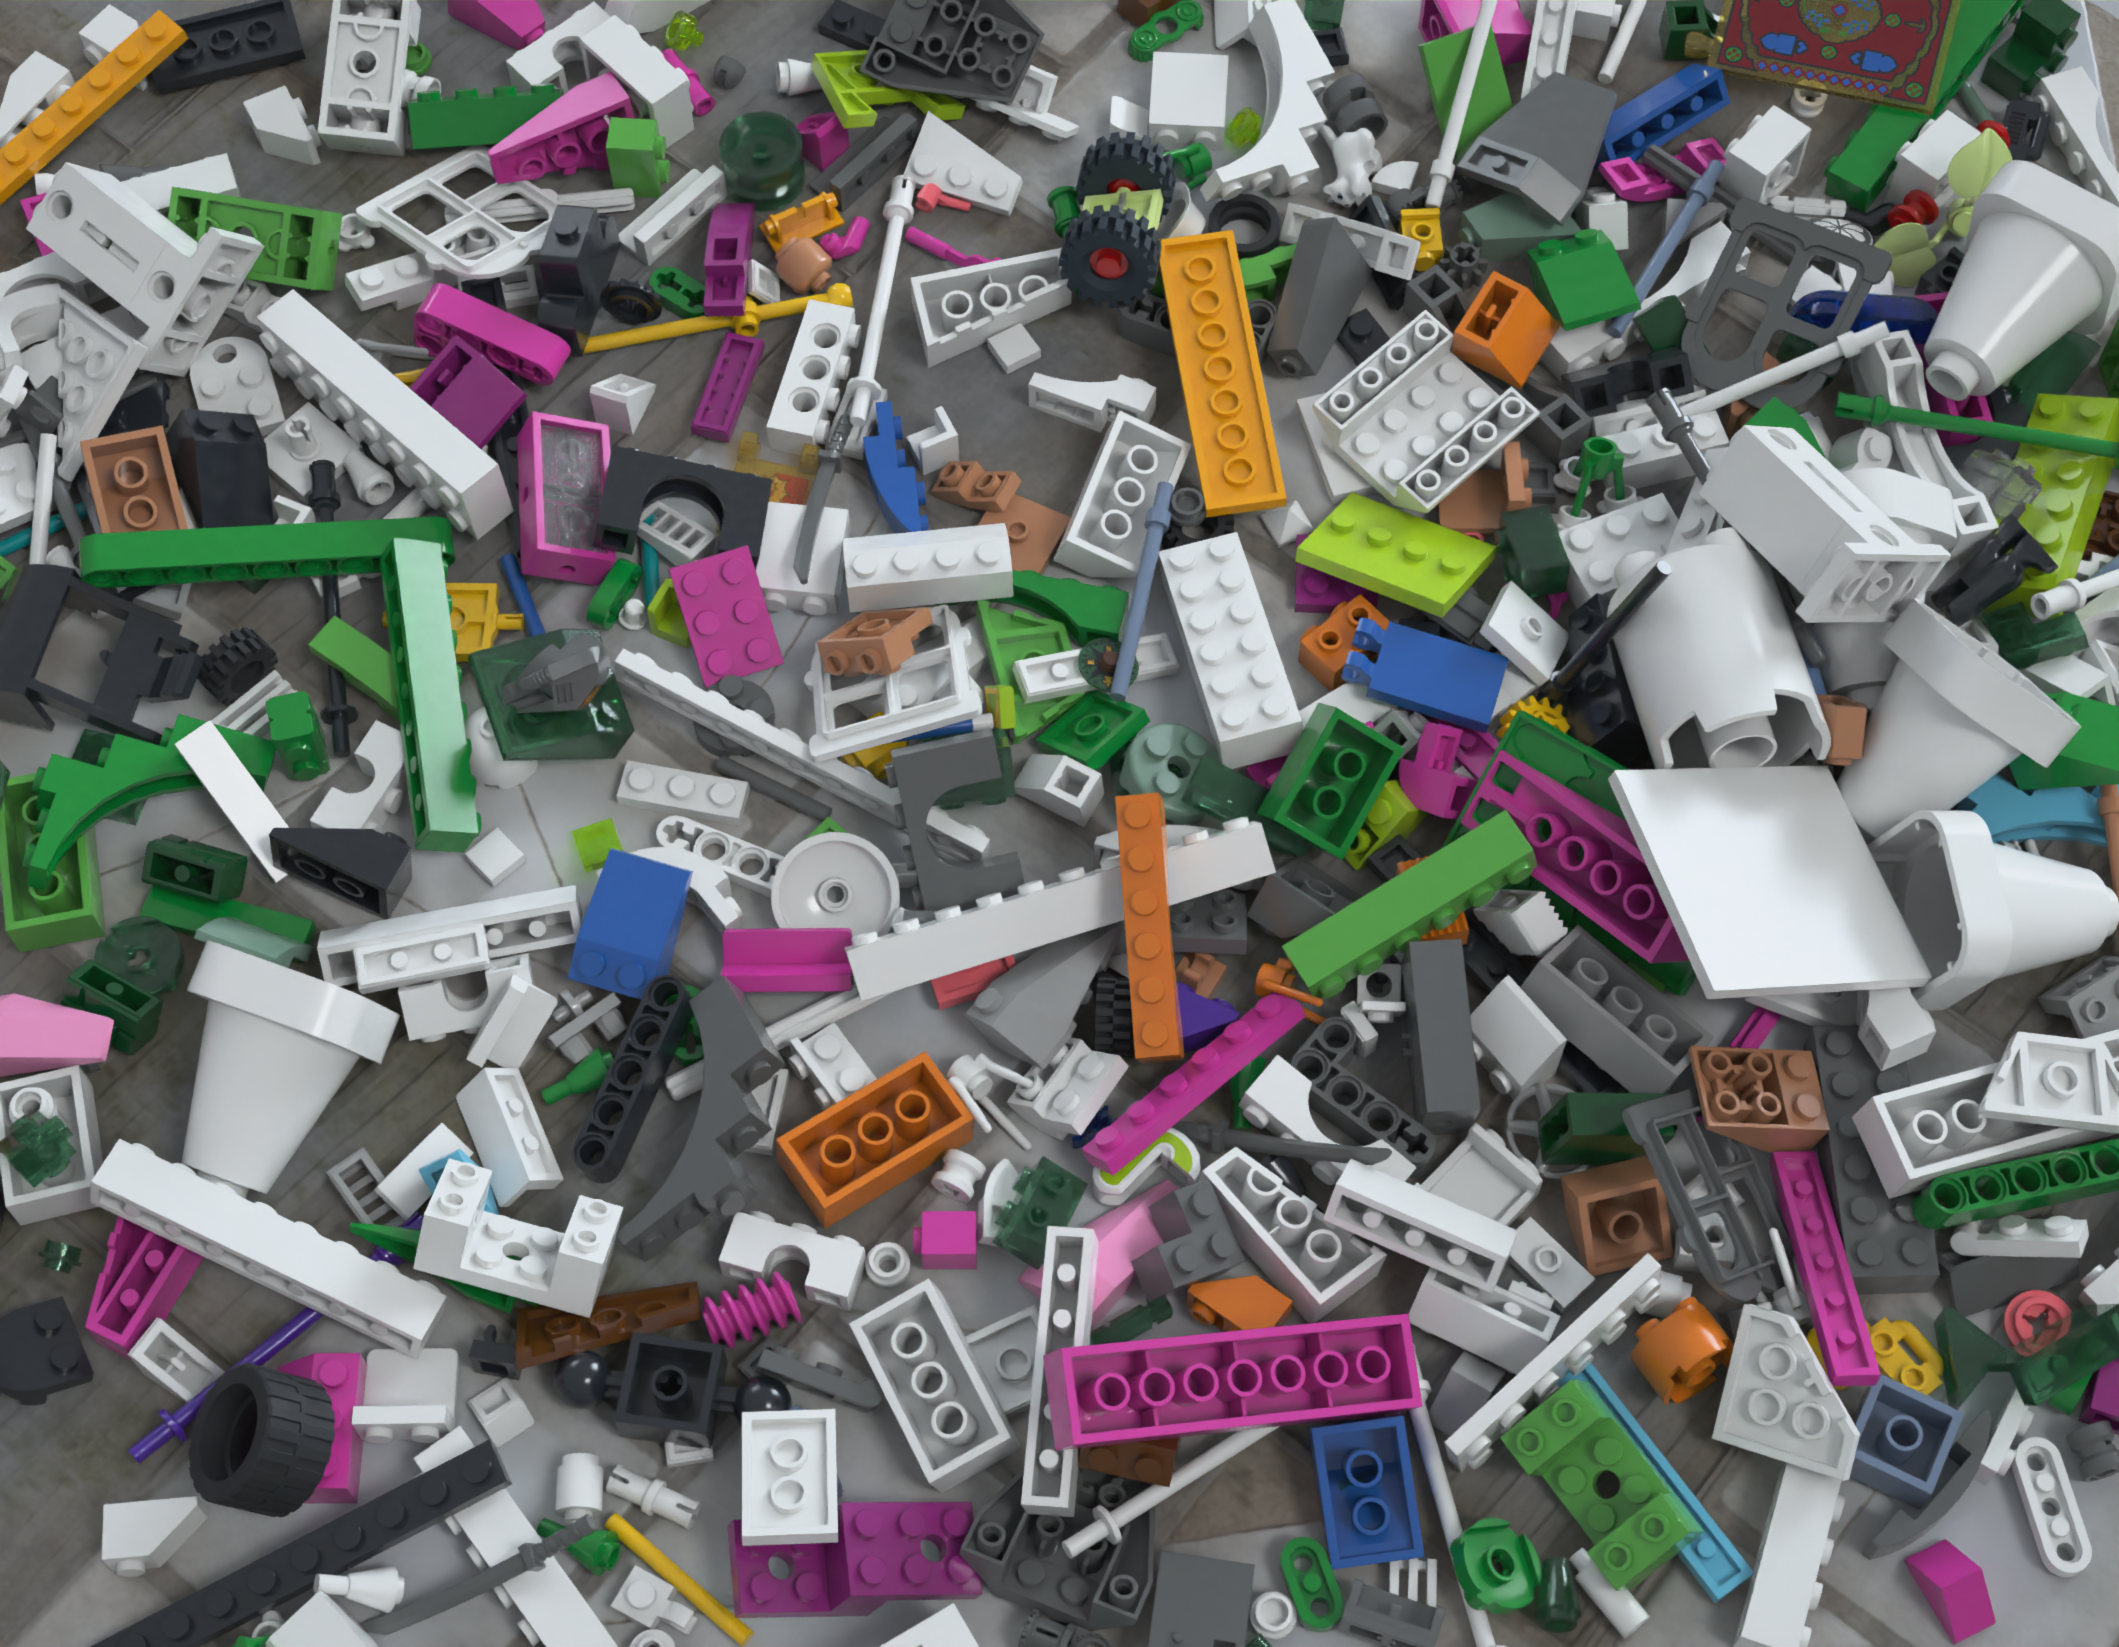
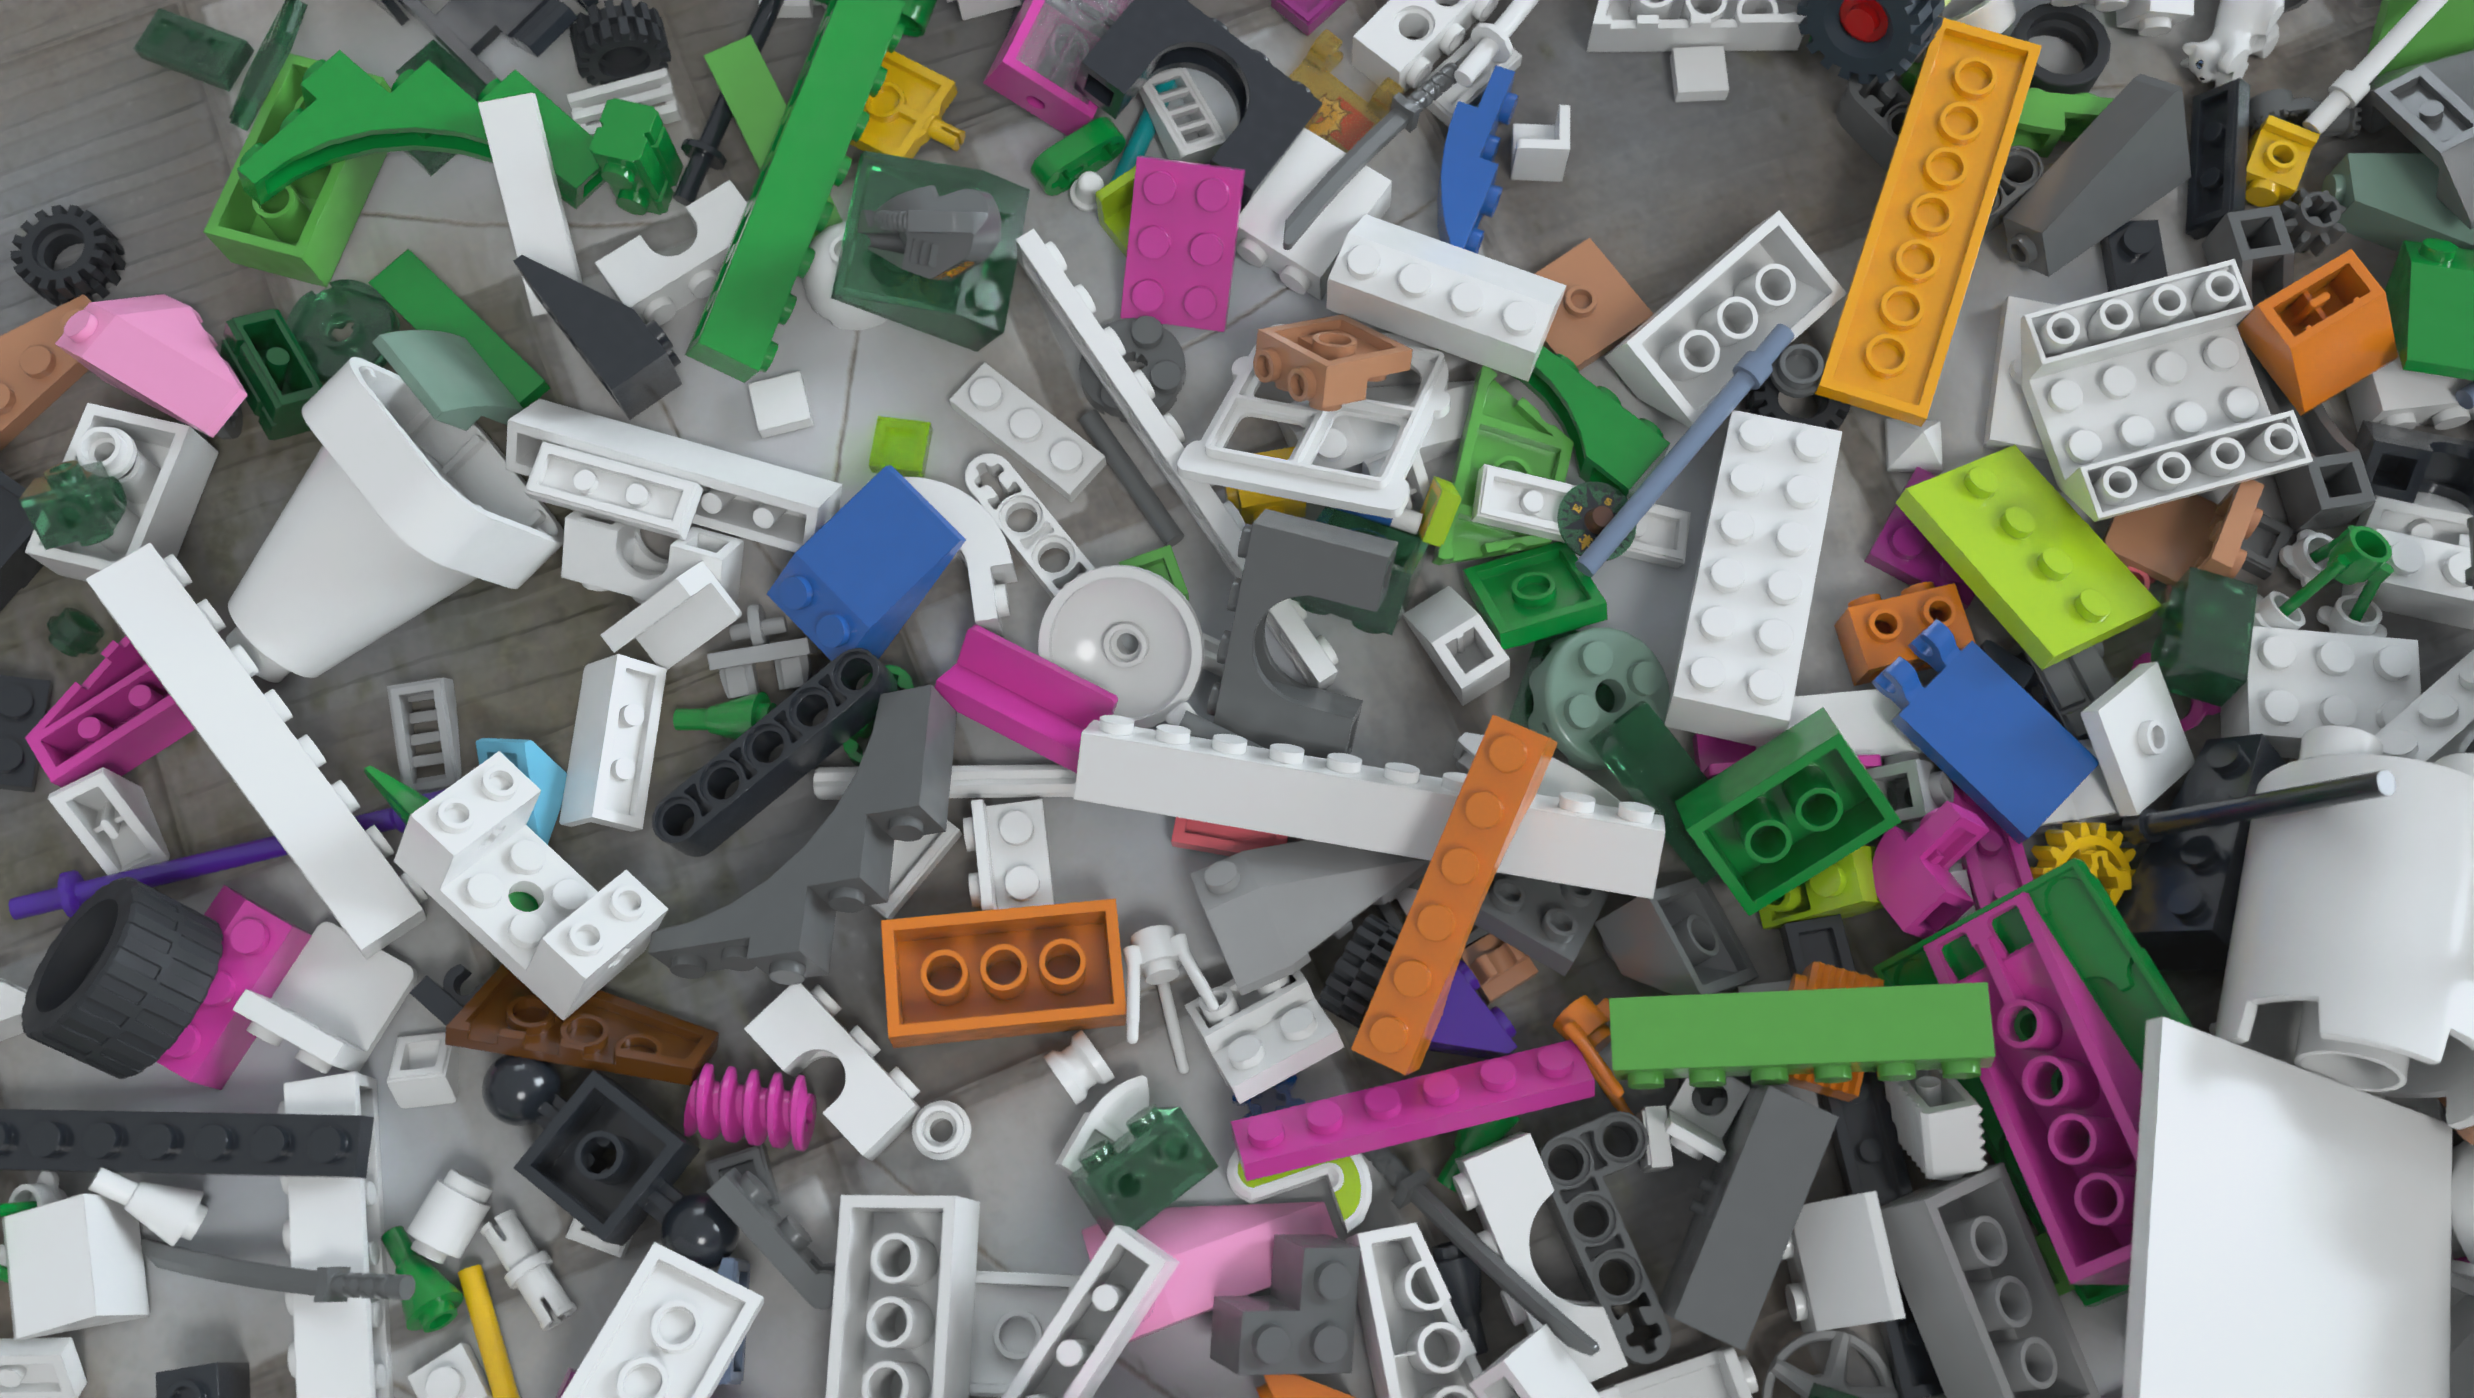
camera: 30 degrees right, 10 degrees up
(194, 869) = (448, 258): dark green brick -> none
(404, 1186) = (525, 719): white slope -> none
(521, 595) = (978, 114): blue bar -> none
(947, 1240) = (1018, 1143): dark pink brick -> none
(973, 487) = (1559, 223): nougat slope -> none
(1092, 402) = (1759, 185): white slope -> none
(1132, 1323) = (1171, 1364): clear green axle -> none
(1379, 247) = (2216, 151): white slope -> none
(1395, 177) = (2282, 70): white tile -> none

